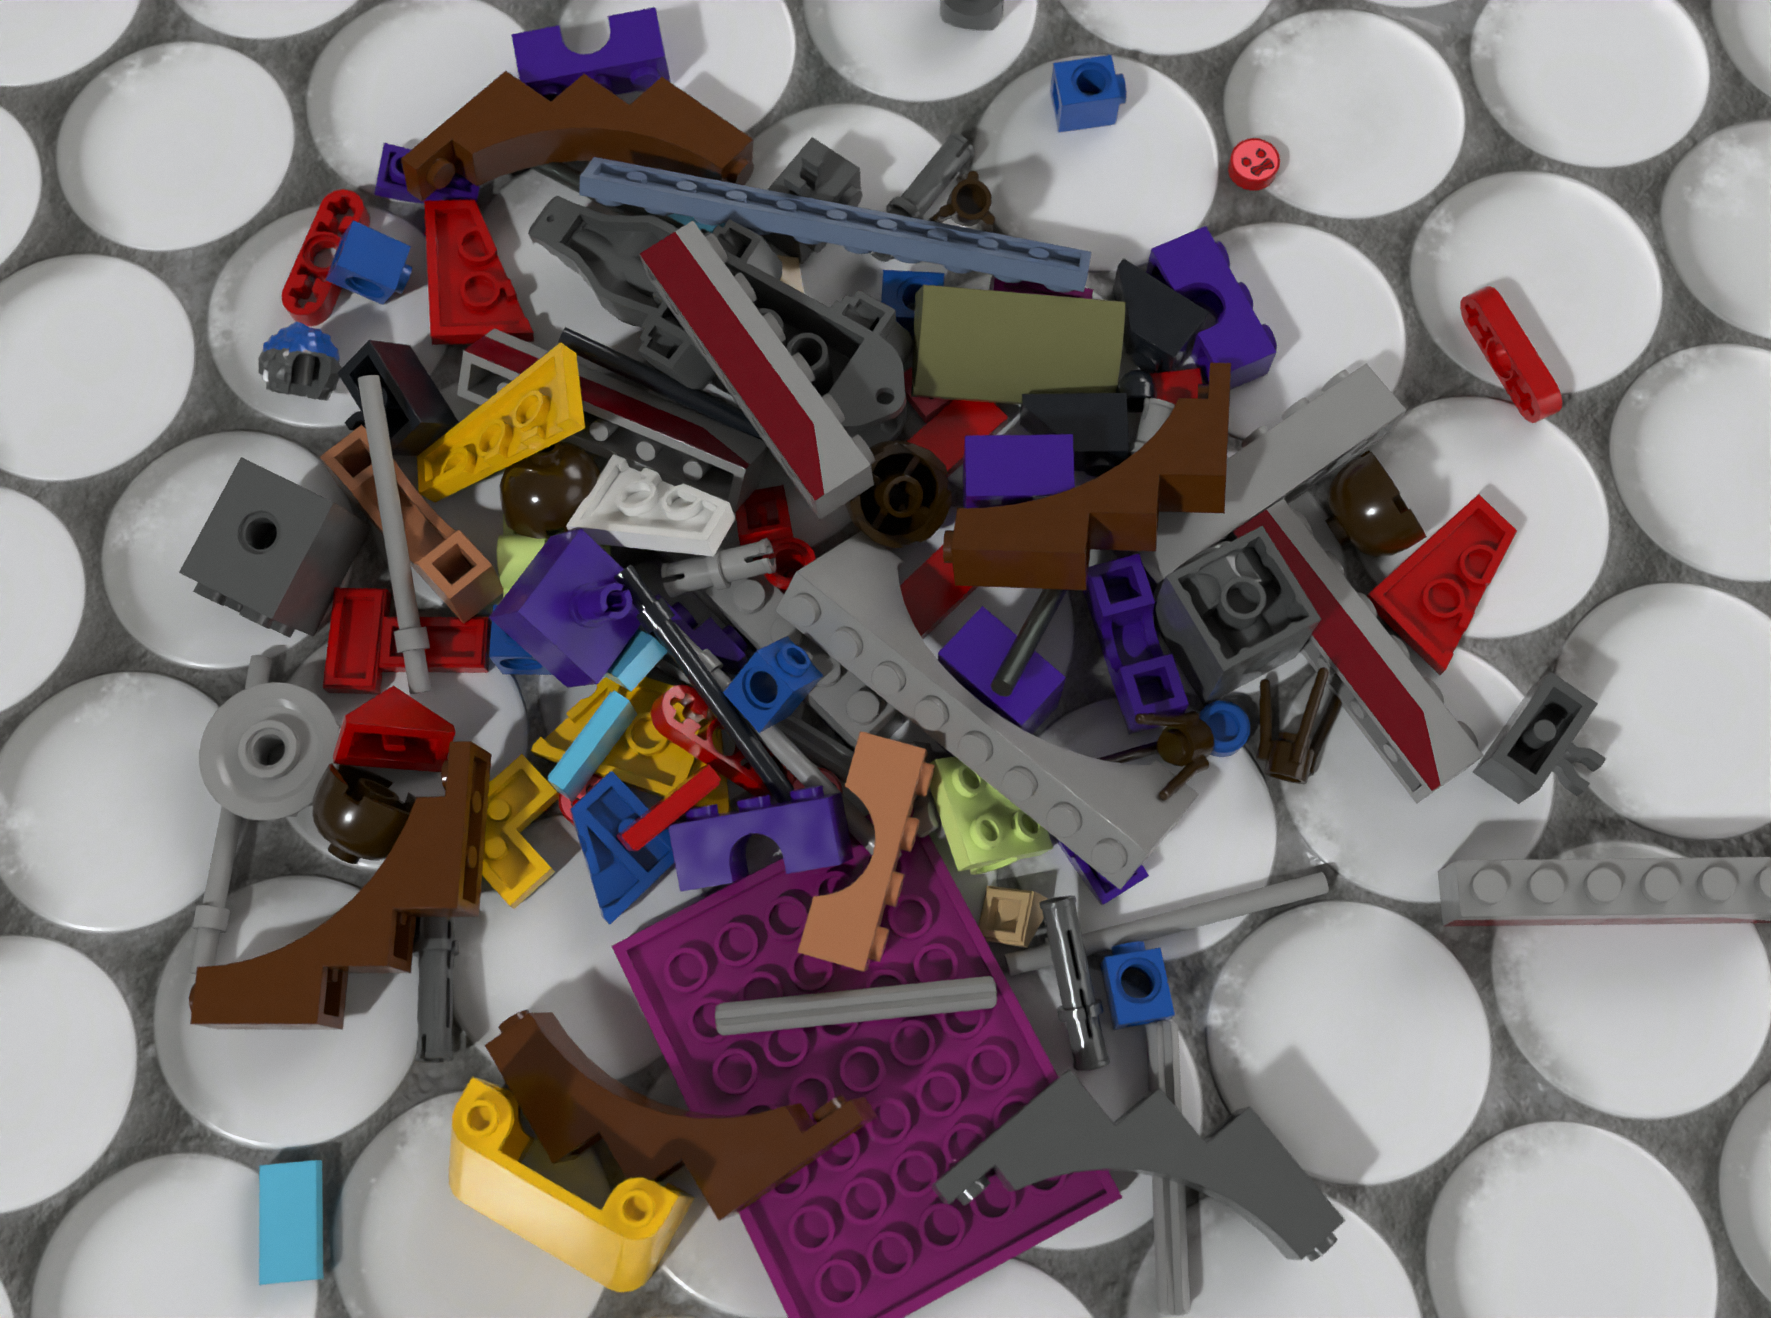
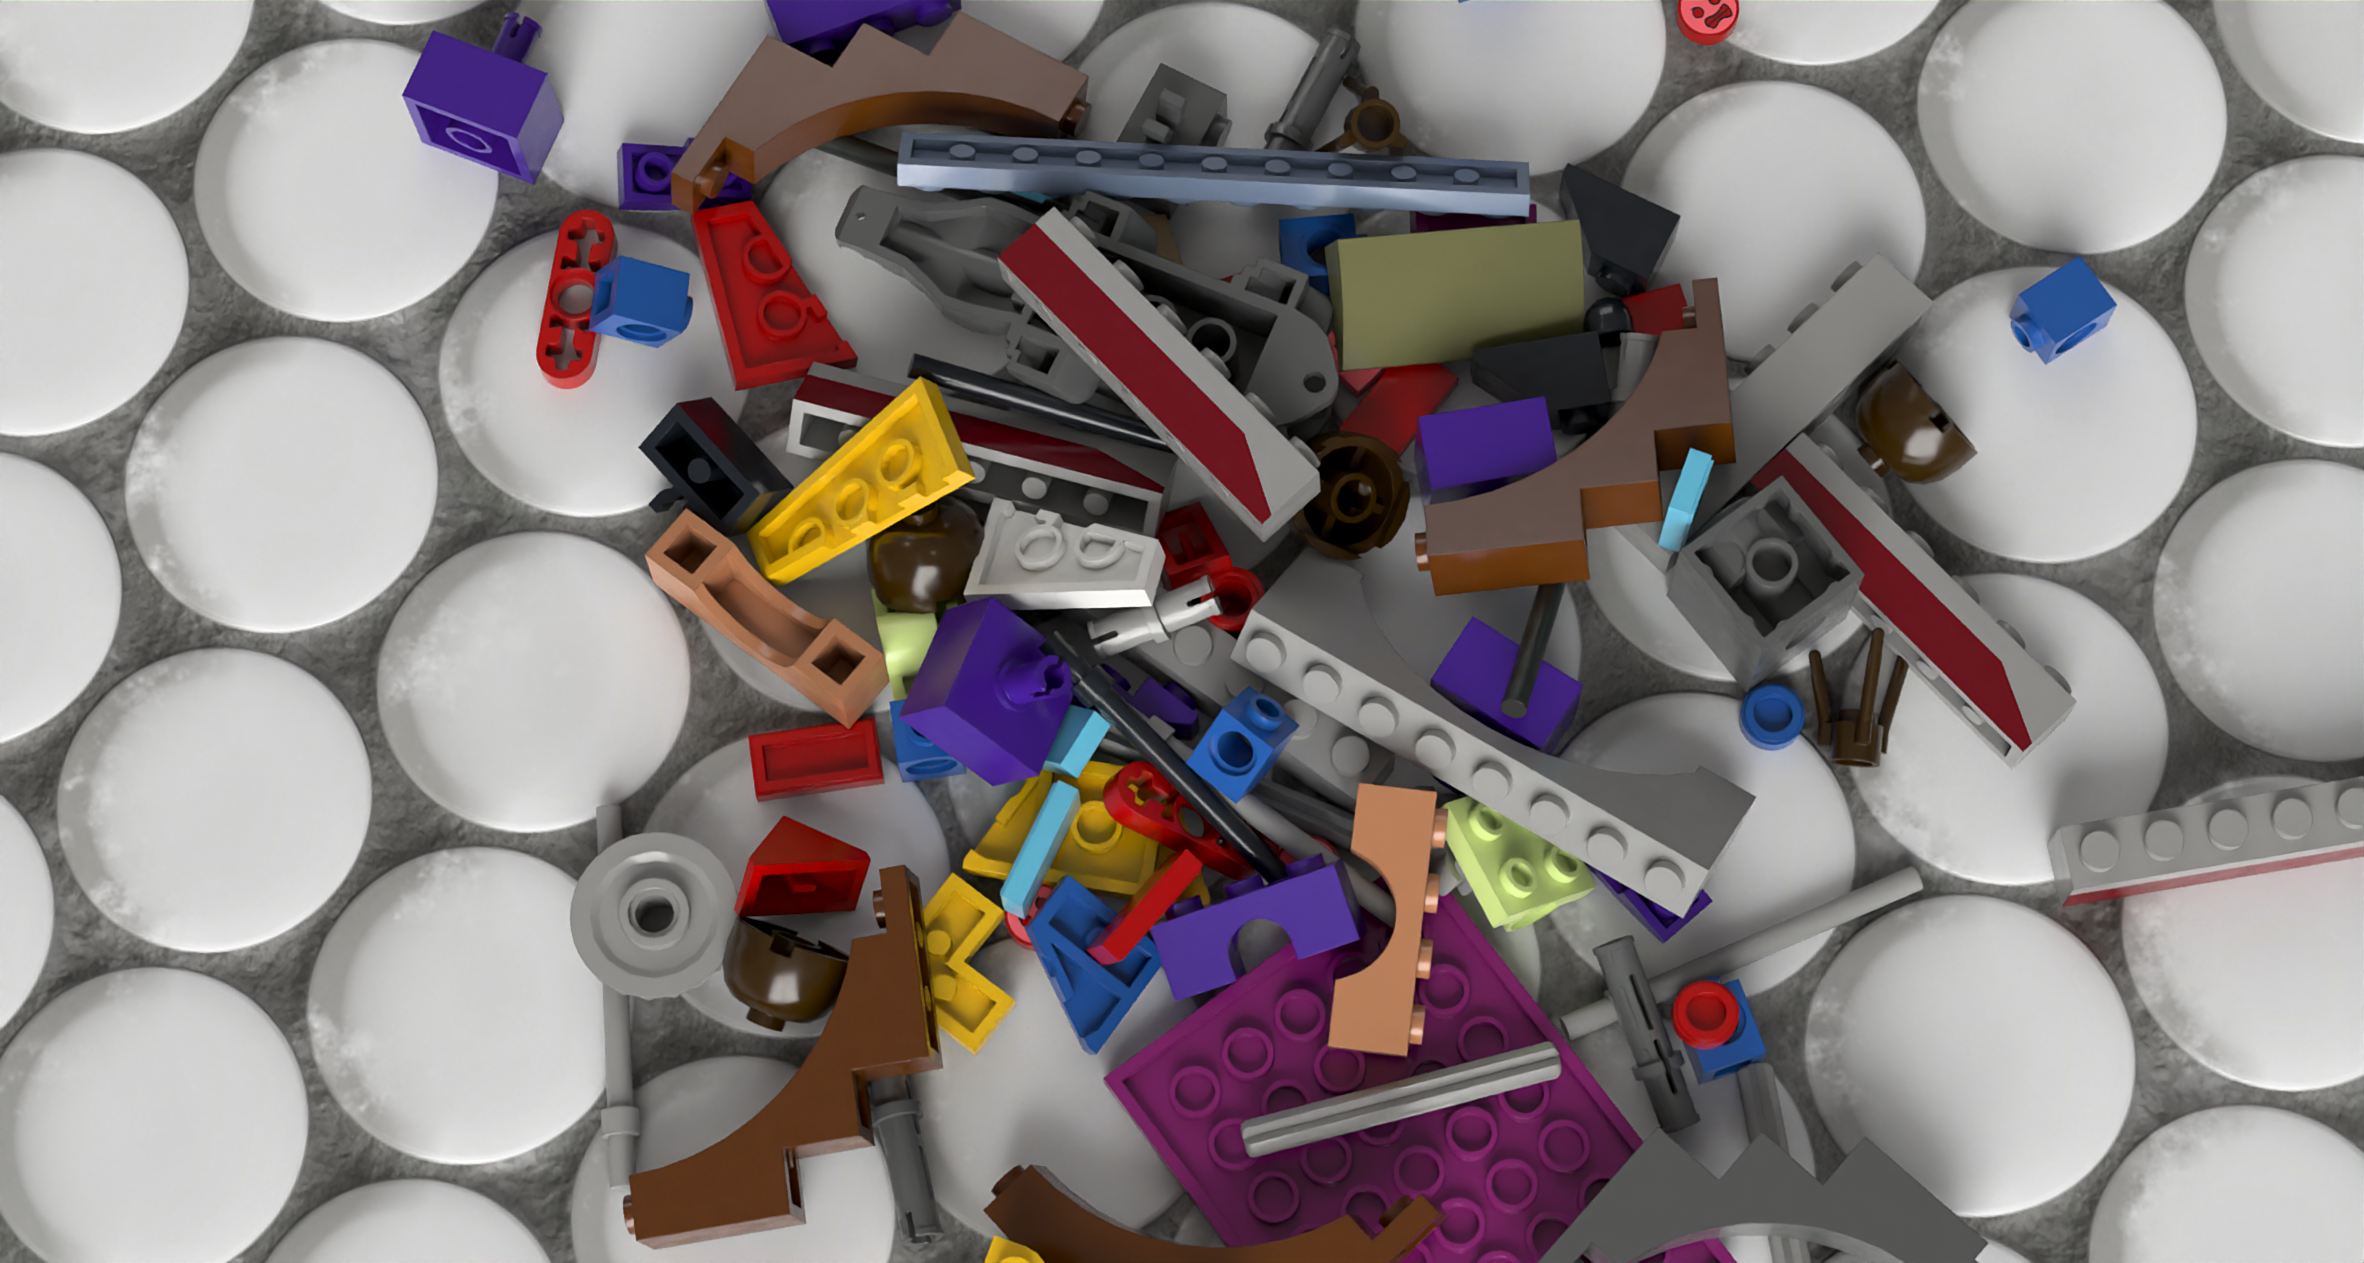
camera: 10 degrees left, 0 degrees up
(274, 550) = (622, 717): dark grey brick -> none
(281, 93) = (486, 101): none -> dark purple brick
(300, 362) = (585, 439): dark grey piece -> none
(356, 641) = (719, 769): red tile -> none
(411, 637) = (793, 755): light grey bar -> none
(932, 593) = (1405, 602): red tile -> none
(1010, 915) = (1560, 971): tan slope -> none
(1124, 623) = (1639, 612): dark purple arch -> none
(1126, 975) = (1705, 1014): none -> red tile
(1177, 535) = (1686, 500): none -> medium azure tile
(1183, 742) = (1728, 740): dark brown plant -> none
(1201, 272) = (1662, 166): dark purple arch -> none
(1442, 582) = (2006, 502): red wing -> none
(1509, 433) = (2061, 311): none -> blue brick
(1511, 354) = (2048, 205): red beam -> none
(1540, 742) = (2138, 676): dark grey brick -> none

